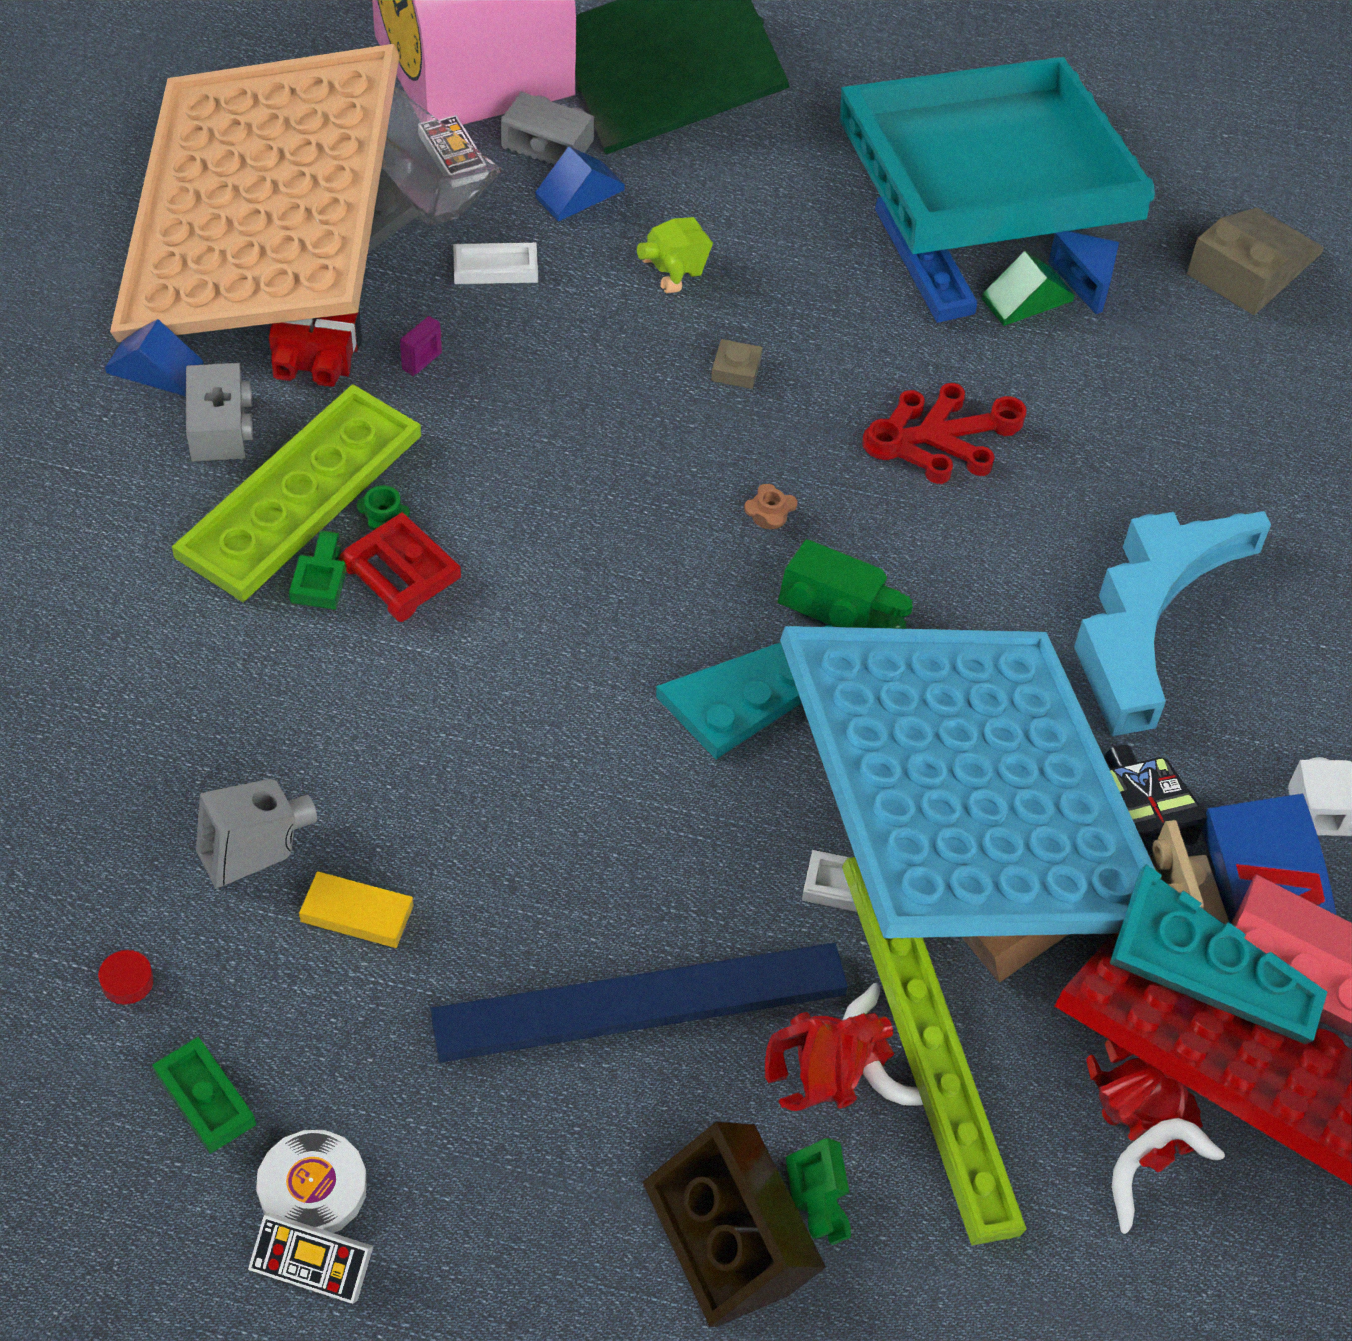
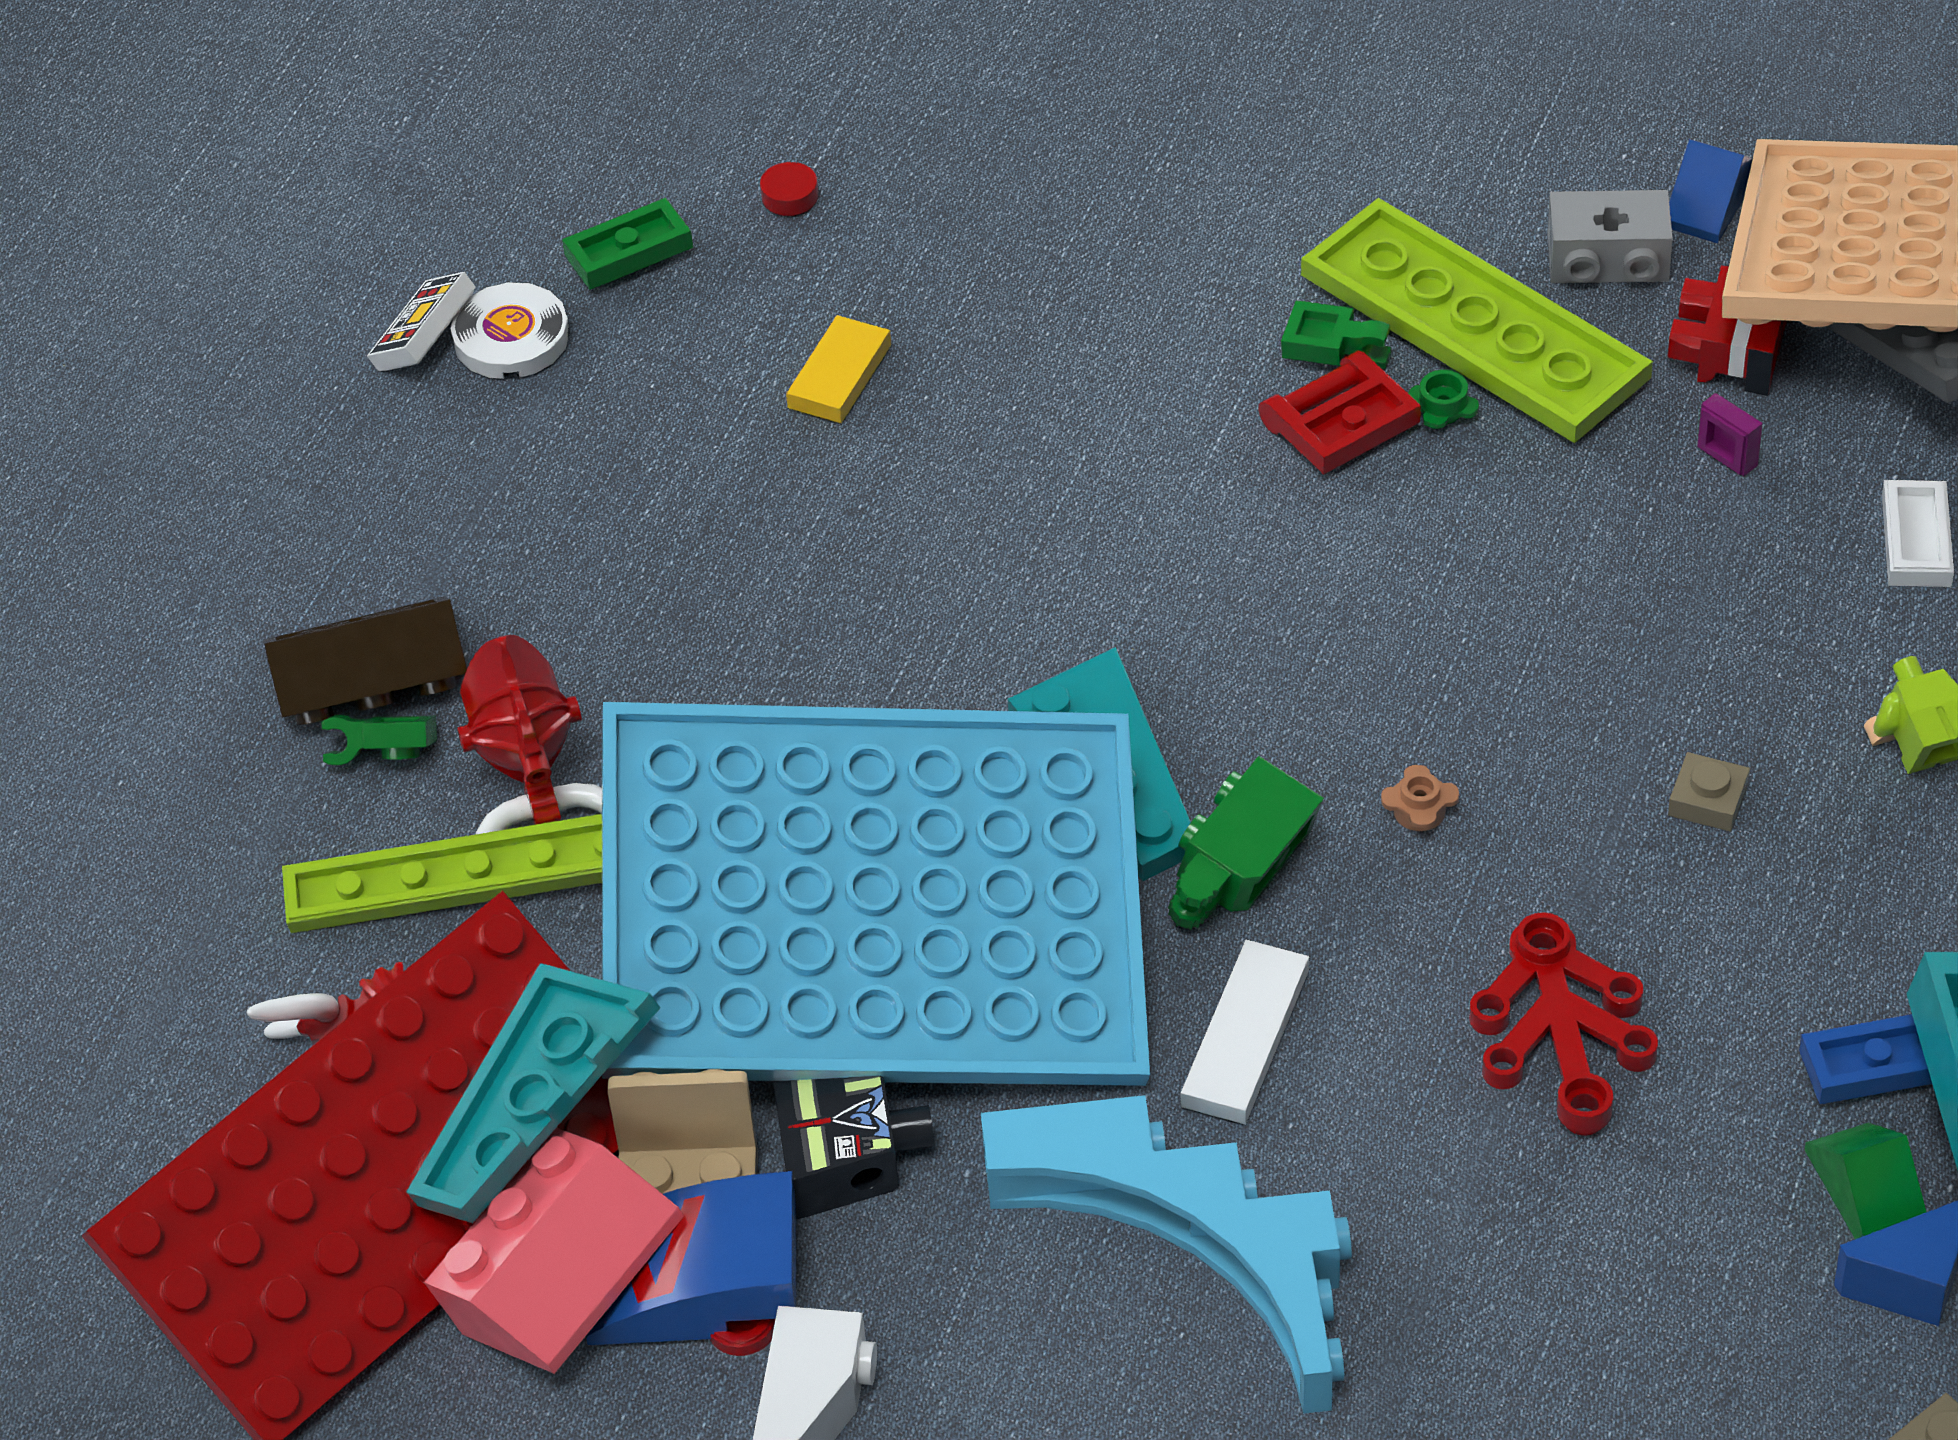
camera: 105 degrees right, 5 degrees down
(248, 828) = (947, 276): light grey torso -> none
(637, 1002) = (665, 563): dark blue tile -> none
(985, 592) = (1245, 1032): none -> white tile

